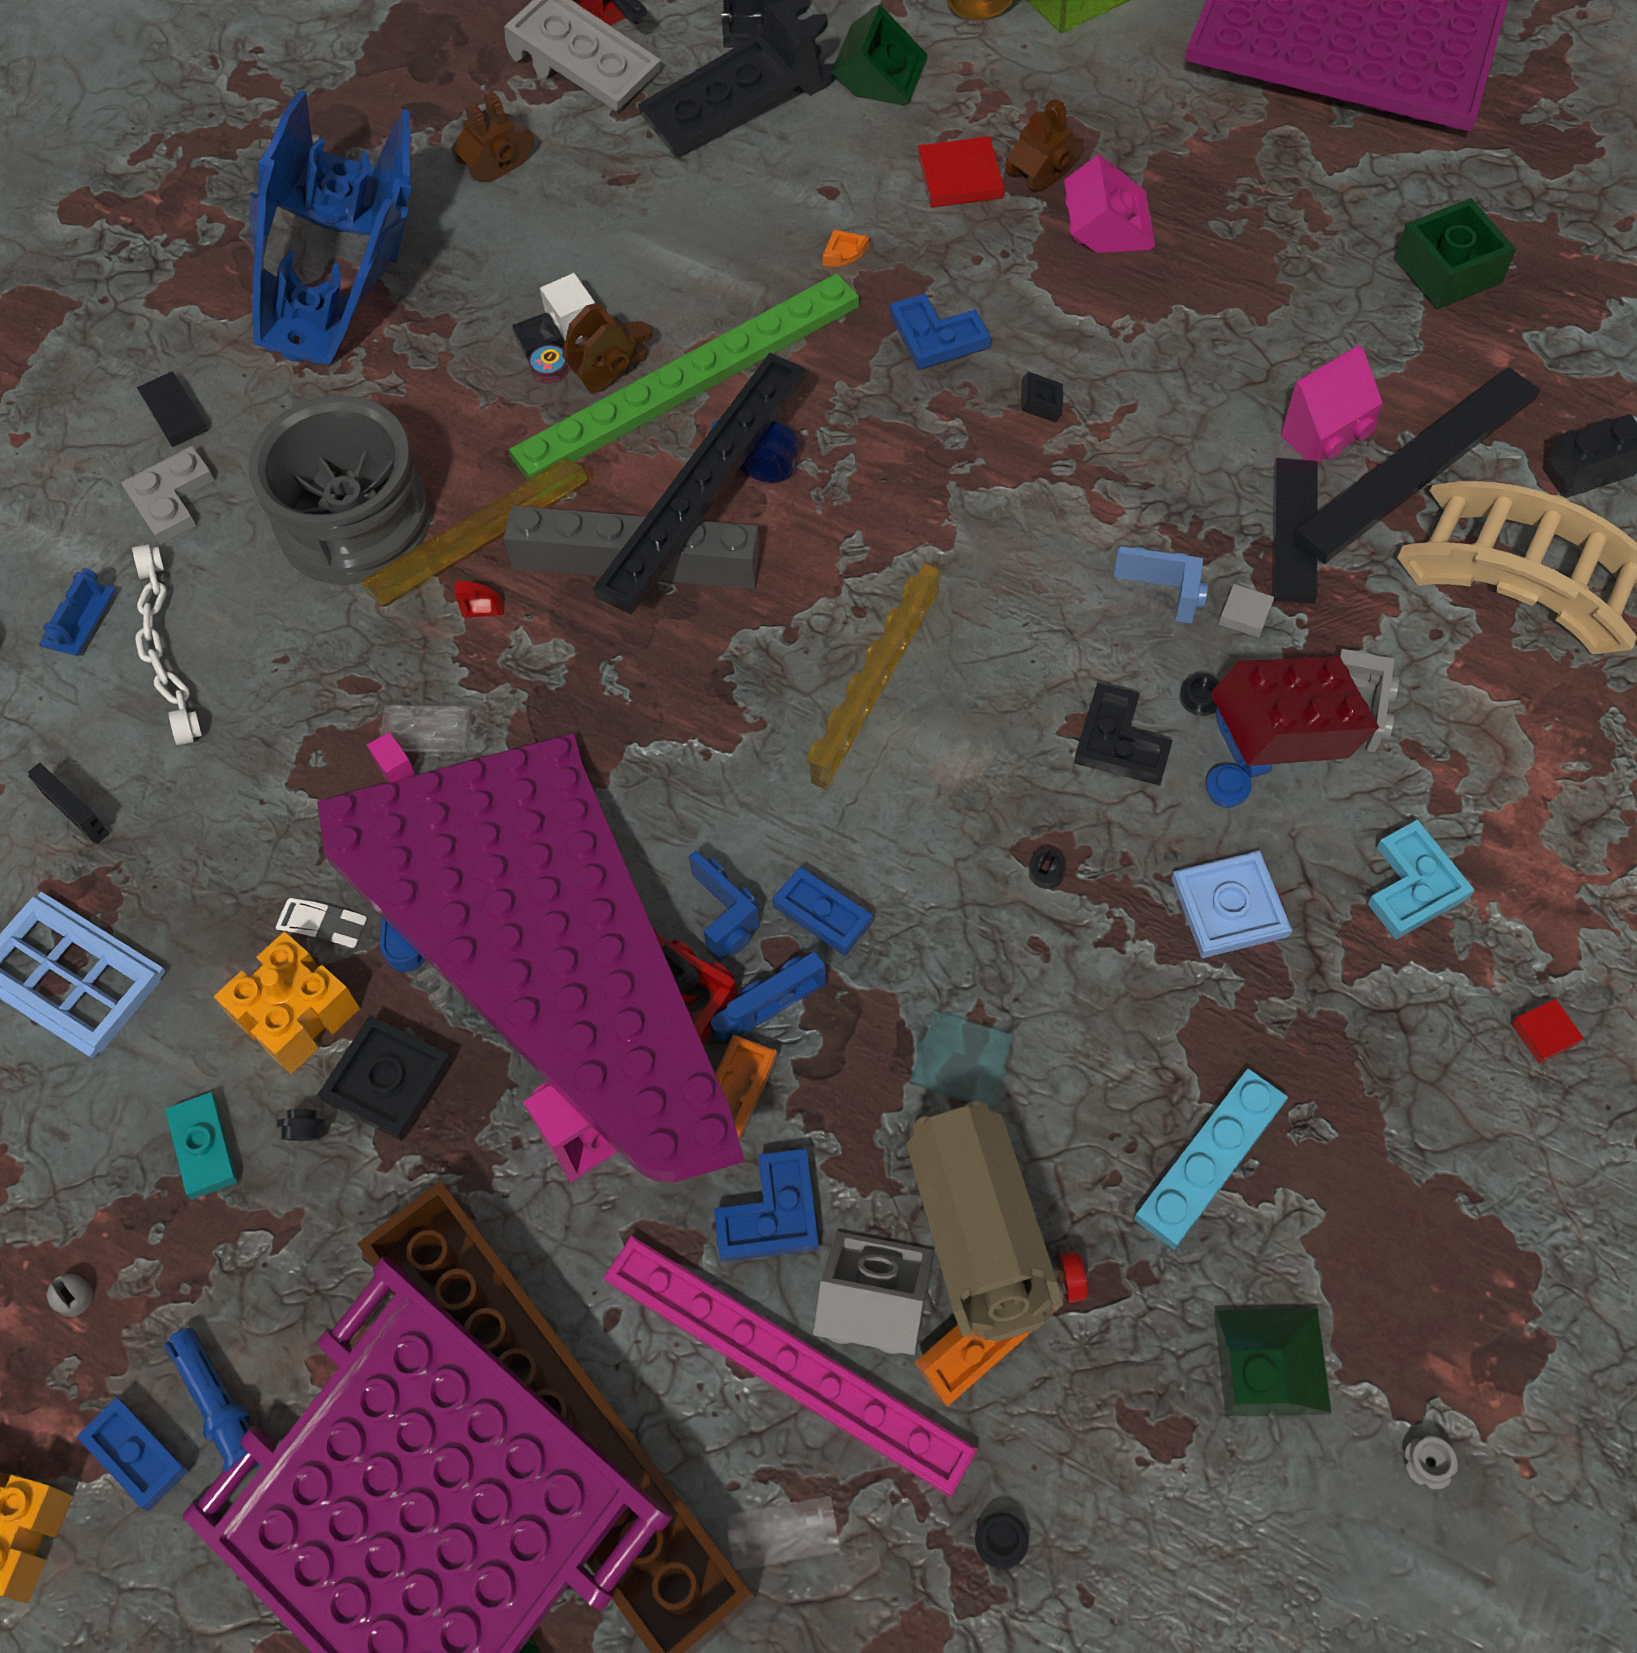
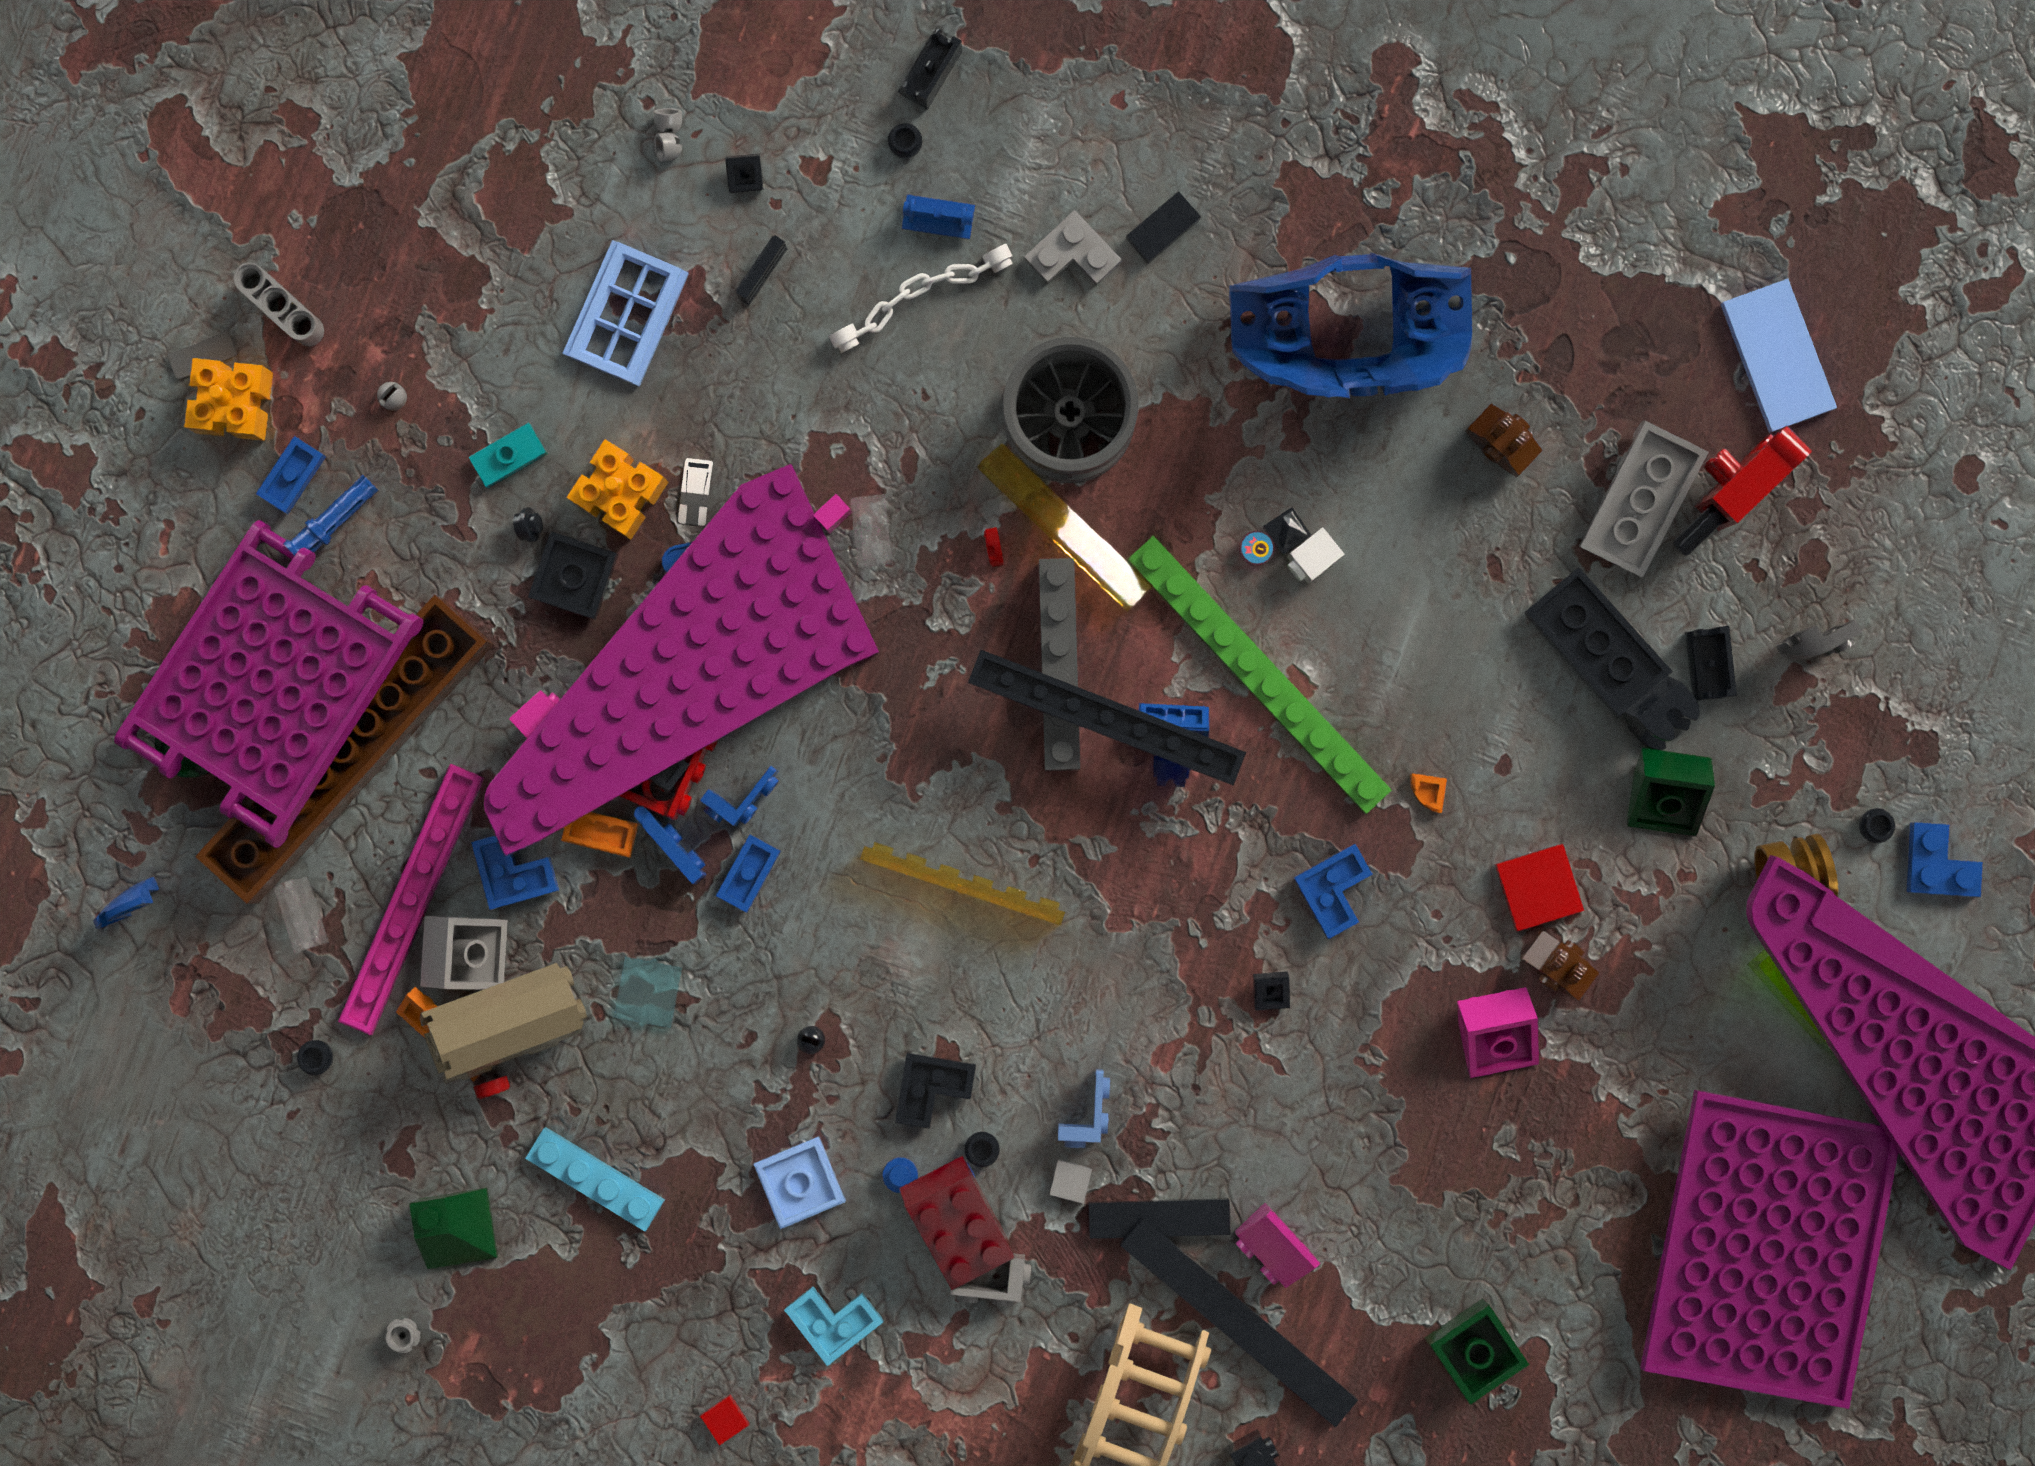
camera: 80 degrees right, 25 degrees up
(606, 346) = (1266, 601): reddish brown hinge -> none

